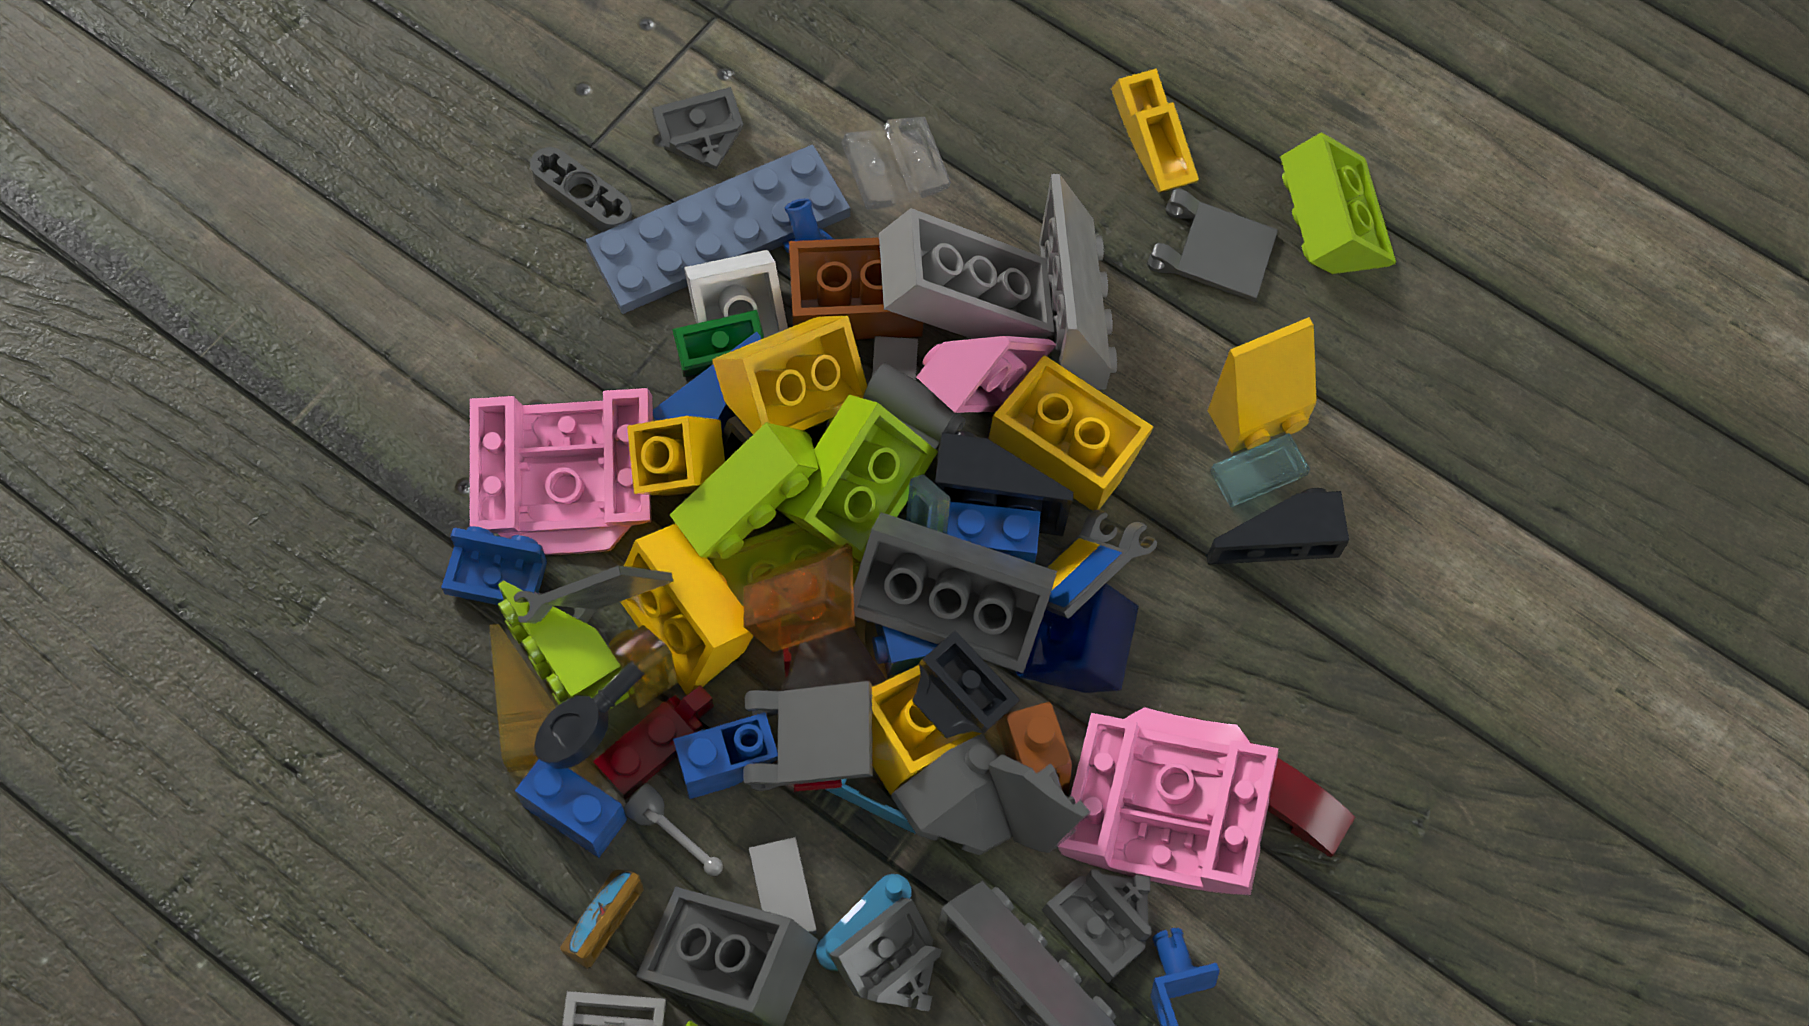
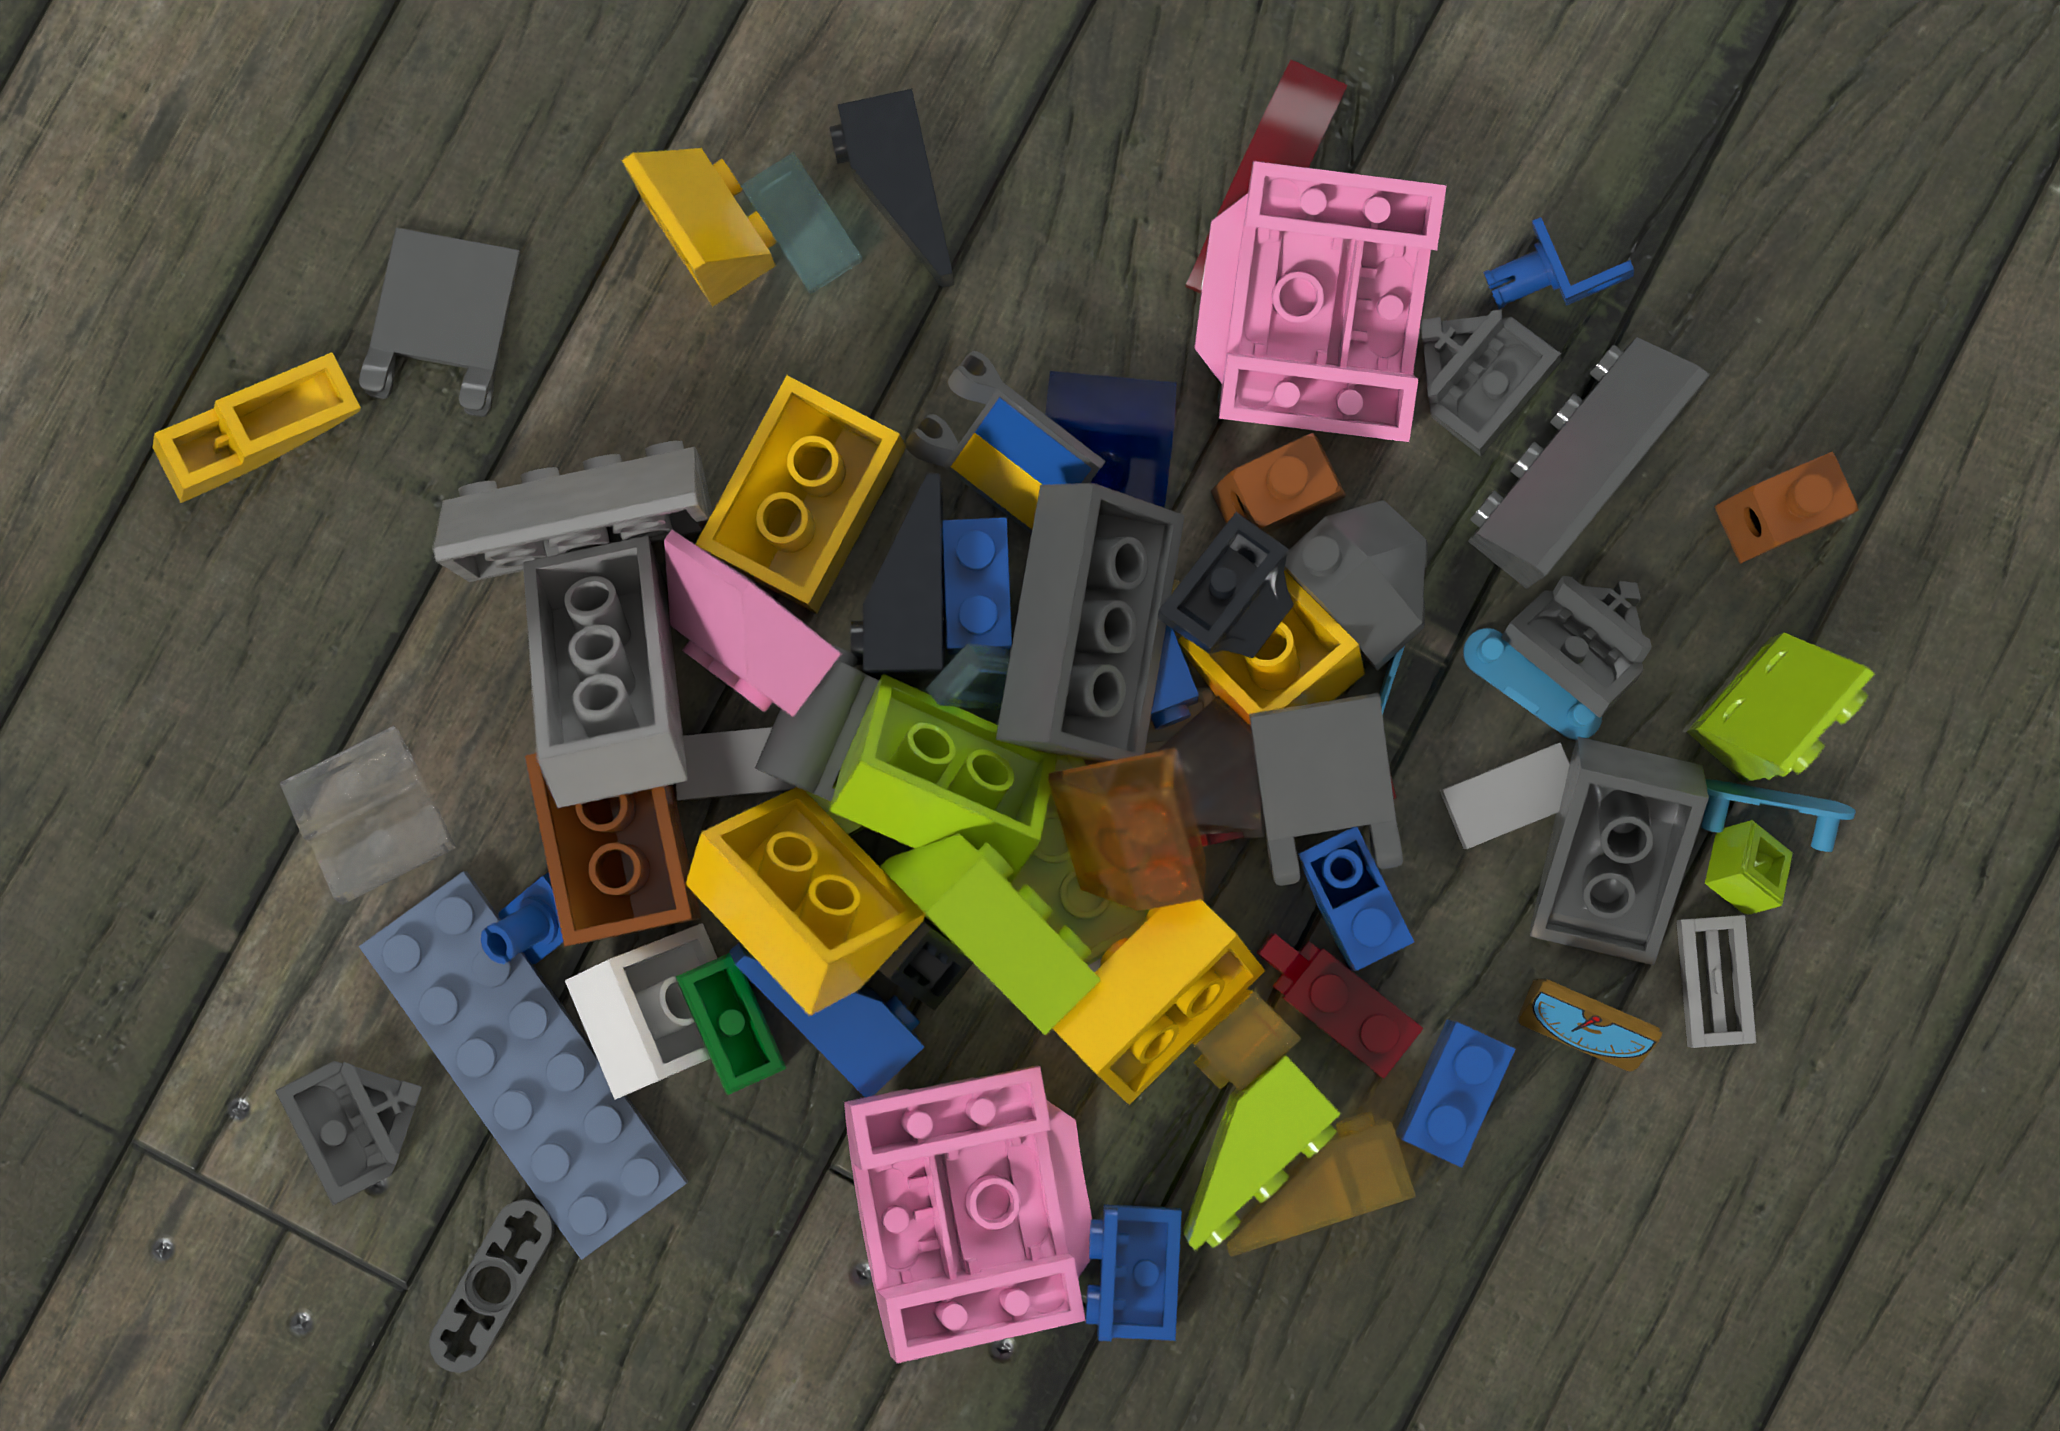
camera: 95 degrees left, 20 degrees up
(581, 722) = (1373, 1094): black piece -> none
(593, 592) = (1193, 1115): dark grey flag -> none
(647, 808) = (1435, 991): hinge -> none
(674, 454) = (953, 1041): yellow head -> none
(1035, 804) = (1378, 470): dark grey slope -> none
(1336, 207) = (350, 141): lime slope -> none

